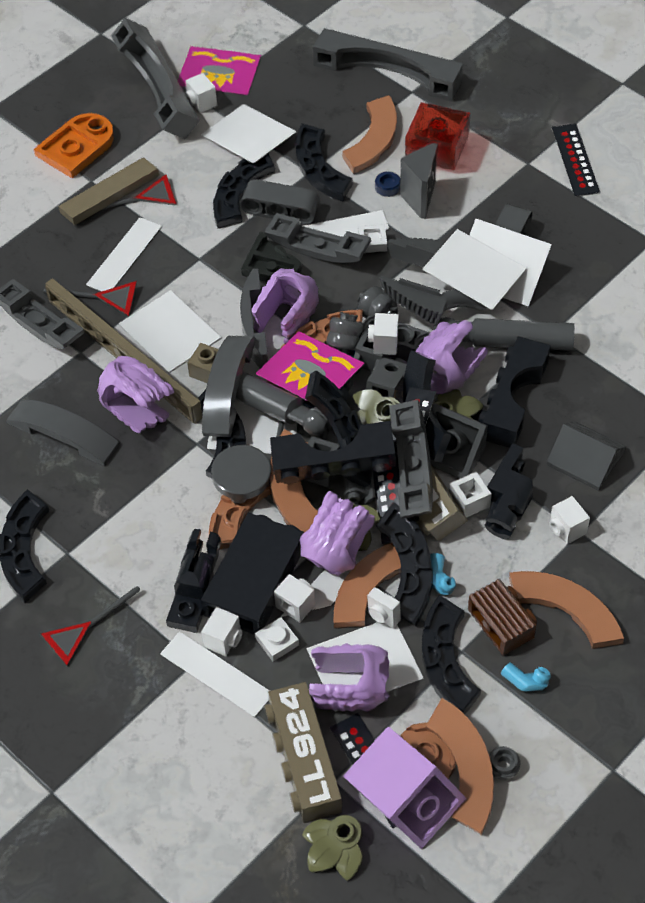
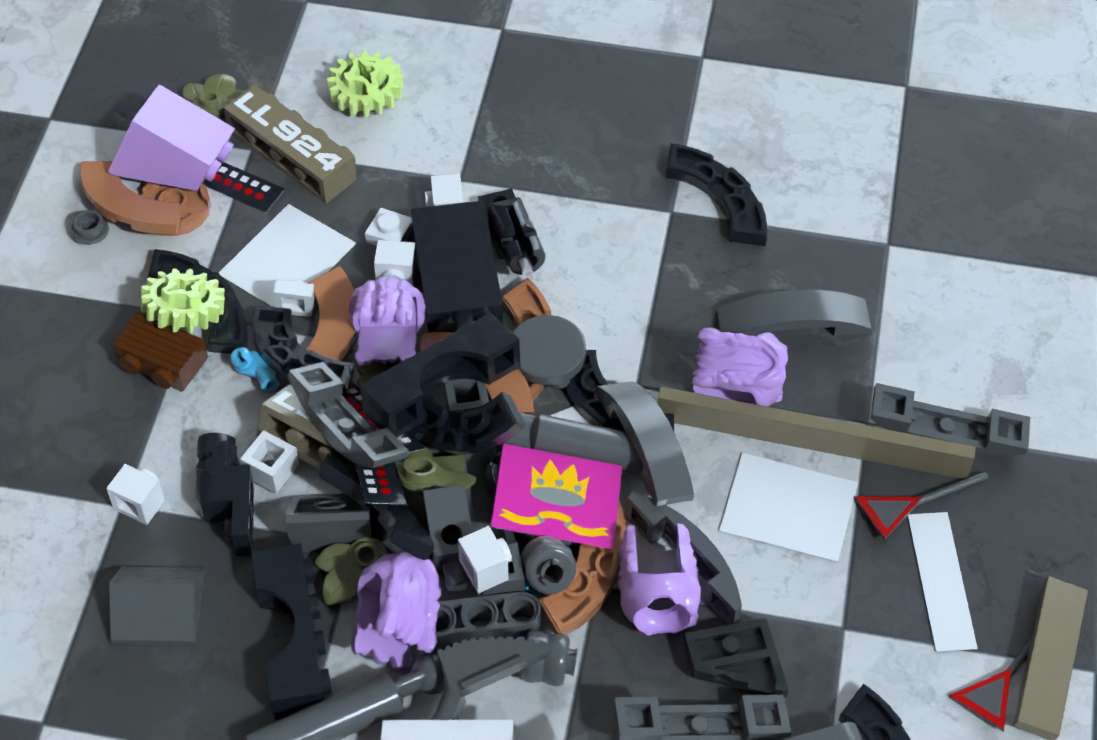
camera: 145 degrees right, 0 degrees up
(67, 639) = (595, 140): dark grey piece -> none
(201, 362) = (704, 469): dark tan plate -> none
(216, 673) = (418, 179): white sticker -> none
(220, 784) = (365, 83): none -> yellowish green gear
(351, 658) = (280, 209): lavender piece -> none
(454, 633) = (182, 300): none -> yellowish green gear
(527, 681) = (104, 310): medium azure arm -> none
(572, 598) = (96, 415): nougat tile -> none

